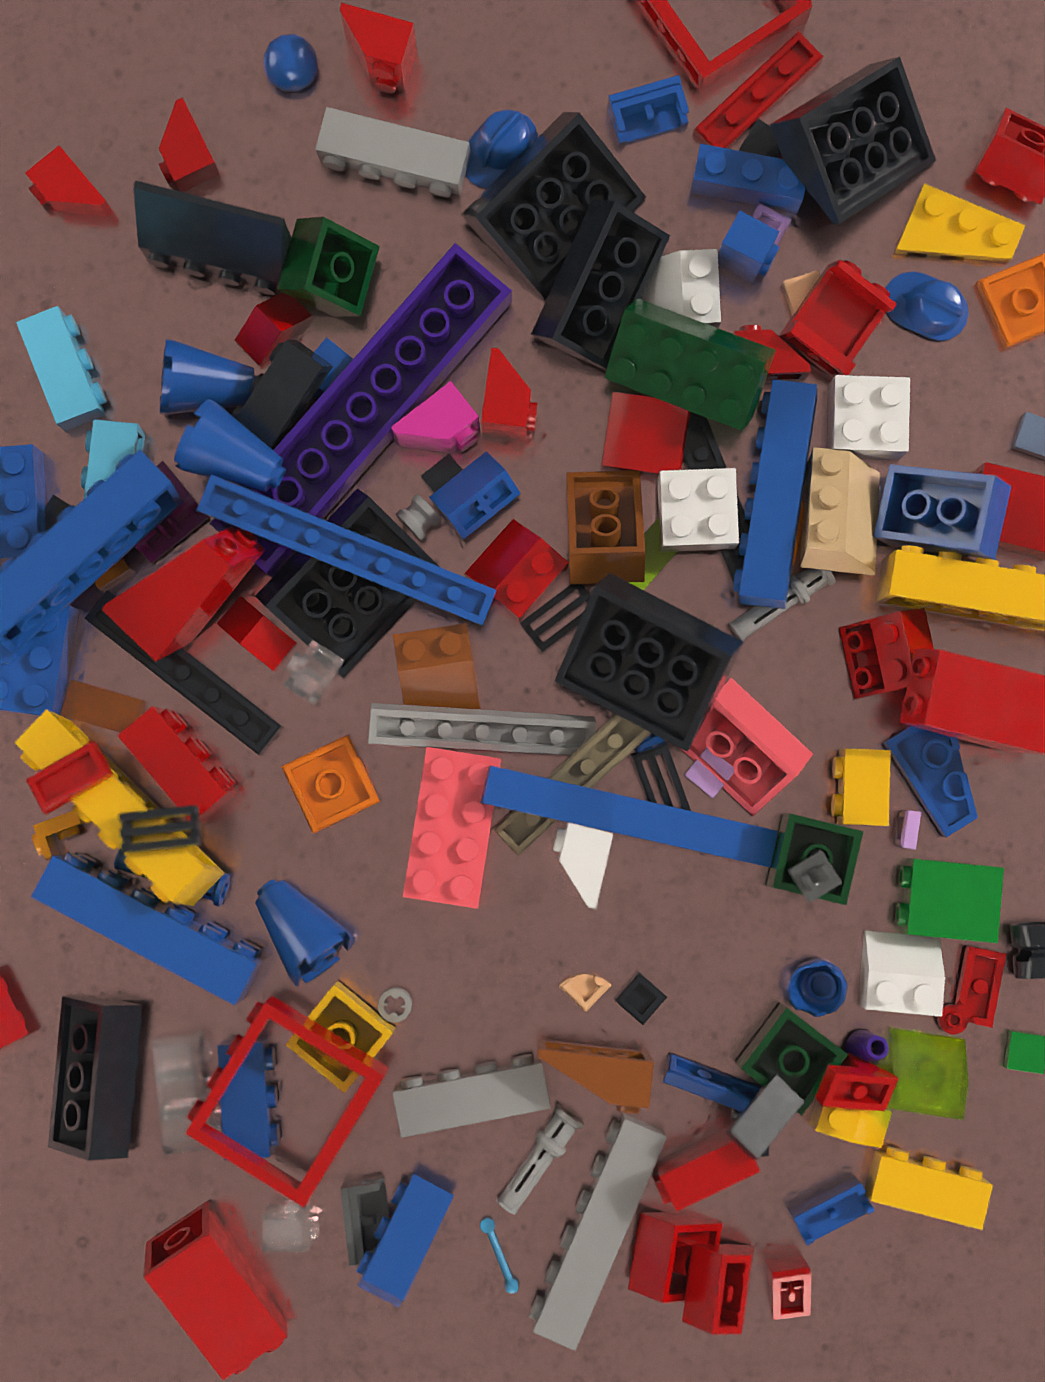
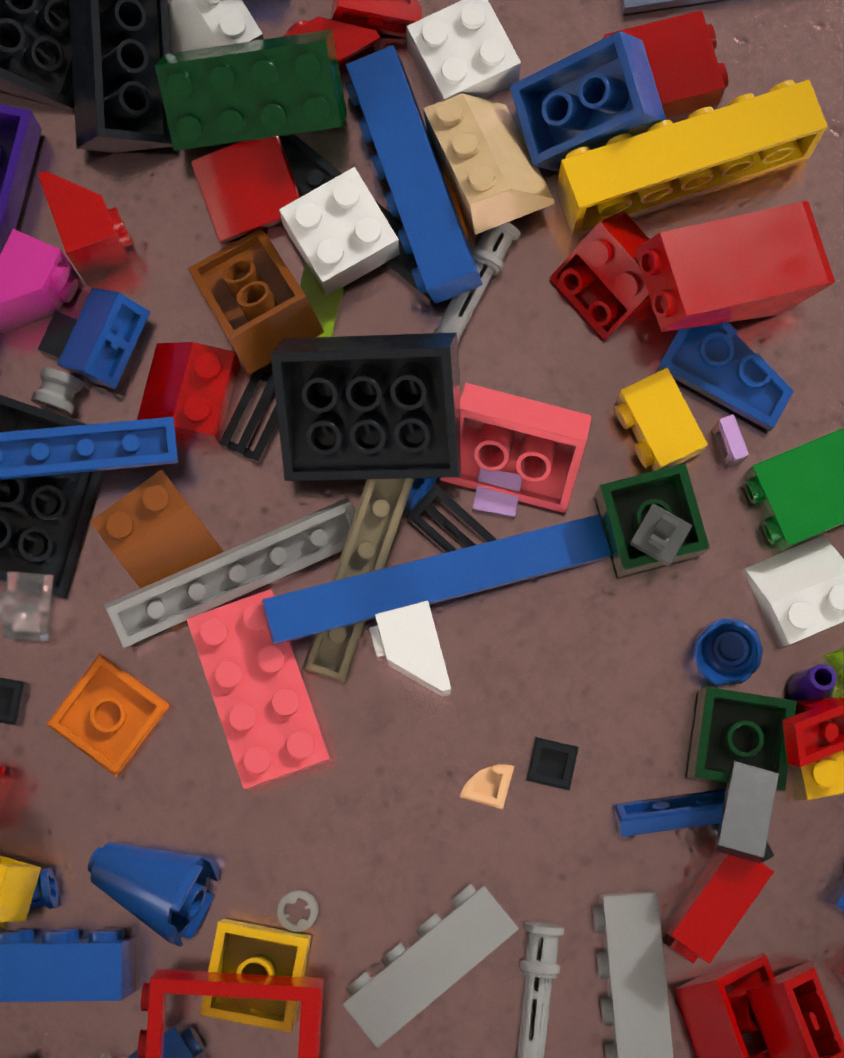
camera: 25 degrees left, 5 degrees down
(612, 1074) = (562, 858): dark orange slope -> none

